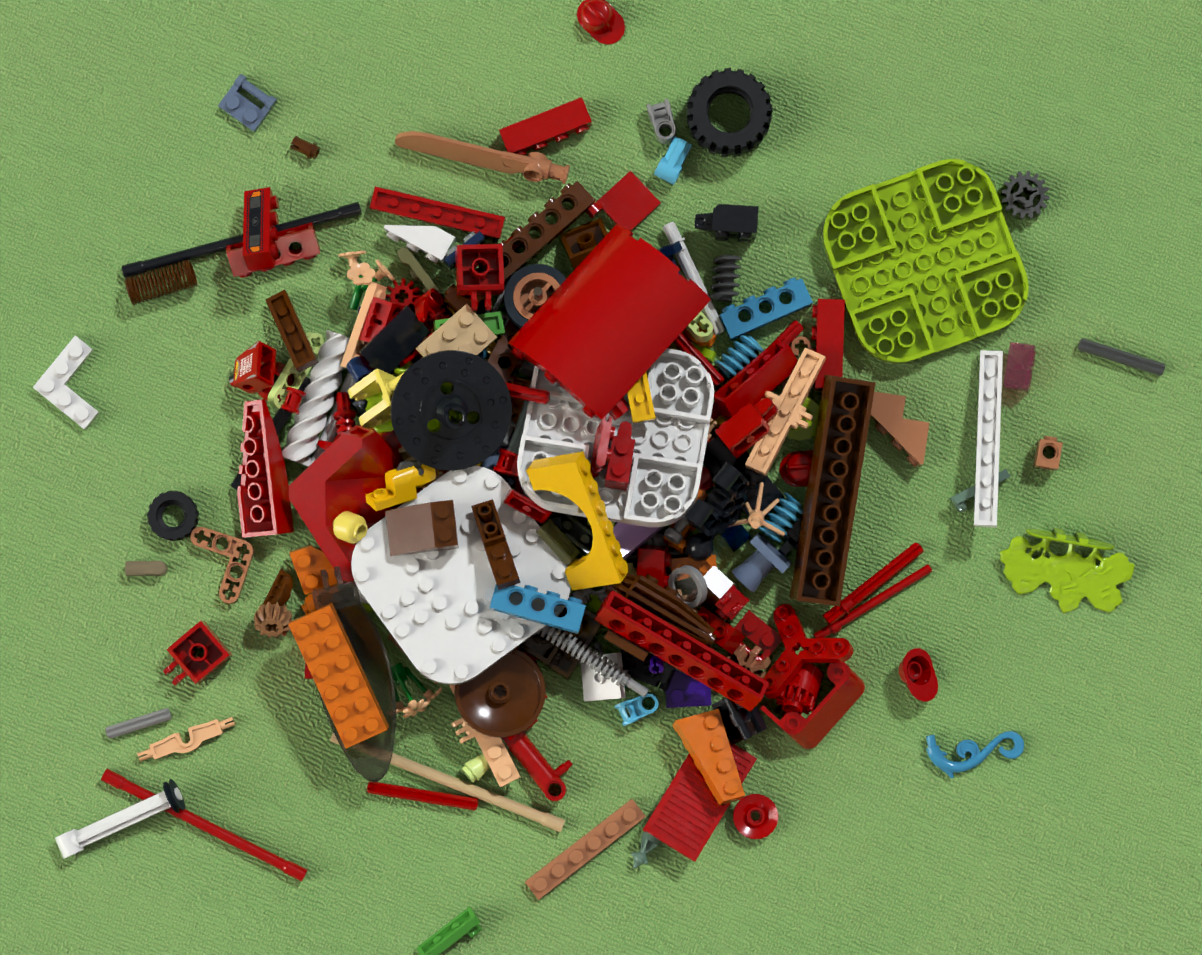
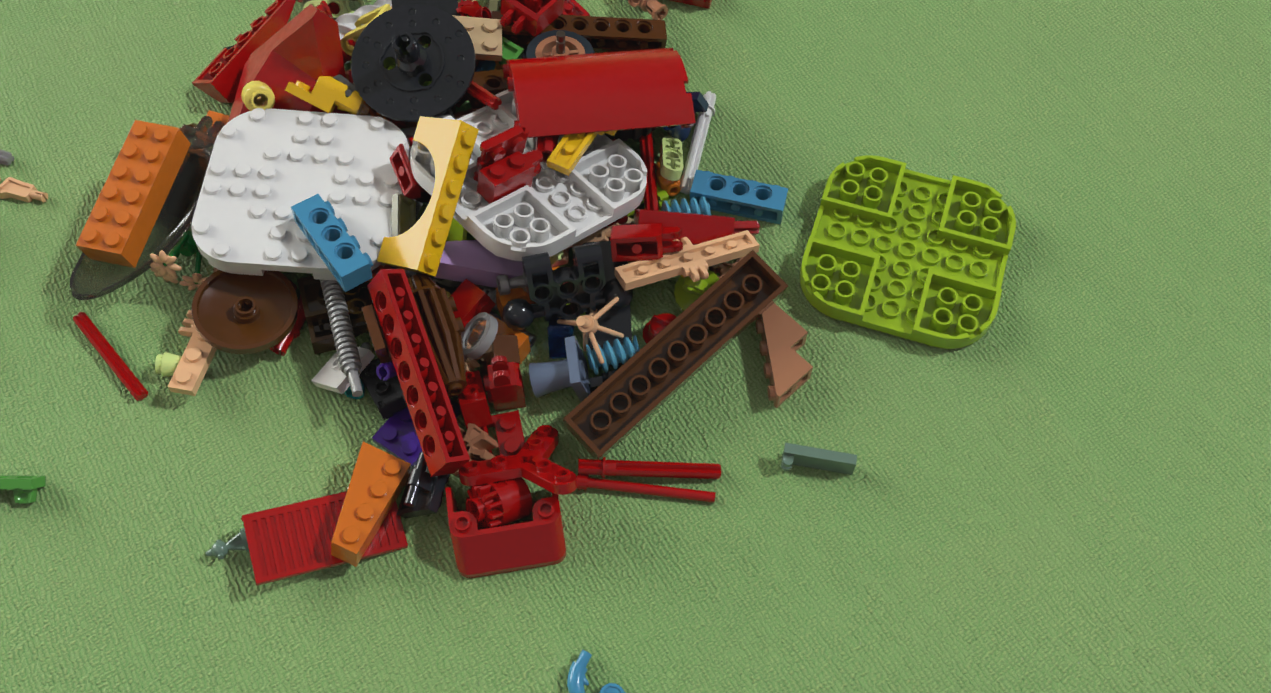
camera: 30 degrees right, 25 degrees down
(145, 568) = (107, 59): dark tan bar -> none
(157, 508) = (163, 27): black tyre -> none
(184, 654) = (71, 129): red hinge -> none
(232, 552) = (175, 90): nougat beam -> none
(422, 528) = (310, 129): reddish brown slope -> none
(495, 544) = (350, 176): reddish brown slope -> none
(536, 764) = (220, 396): red piece -> none
(546, 819) = (180, 450): tan piece -> none
(585, 849) = (182, 504): nougat plate -> none
(626, 202) = (698, 64): red flag -> none
(635, 708) = (344, 416): medium azure piece -> none
(661, 117) = (764, 32): light grey piece -> none
(670, 166) = (746, 61): medium azure piece -> none
(725, 278) = (724, 153): dark grey piece -> none
(730, 222) = (763, 116): black hinge -> none
(736, 83) = (825, 30): black tyre -> none
(755, 828) = (346, 586): red dish -> none
(828, 337) = (783, 241): red brick -> none
(919, 675) = (623, 580): red piece -> none
(988, 439) = (855, 420): white plate -> none
(1019, 366) = (935, 386): clear pink hinge -> none
(1022, 185) = (1038, 258): dark grey gear -> none
(1043, 462) = (901, 483): nougat brick -> none
(1070, 574) = (850, 603): lime plant -> none
(1121, 356) = (1044, 446): dark grey axle -> none

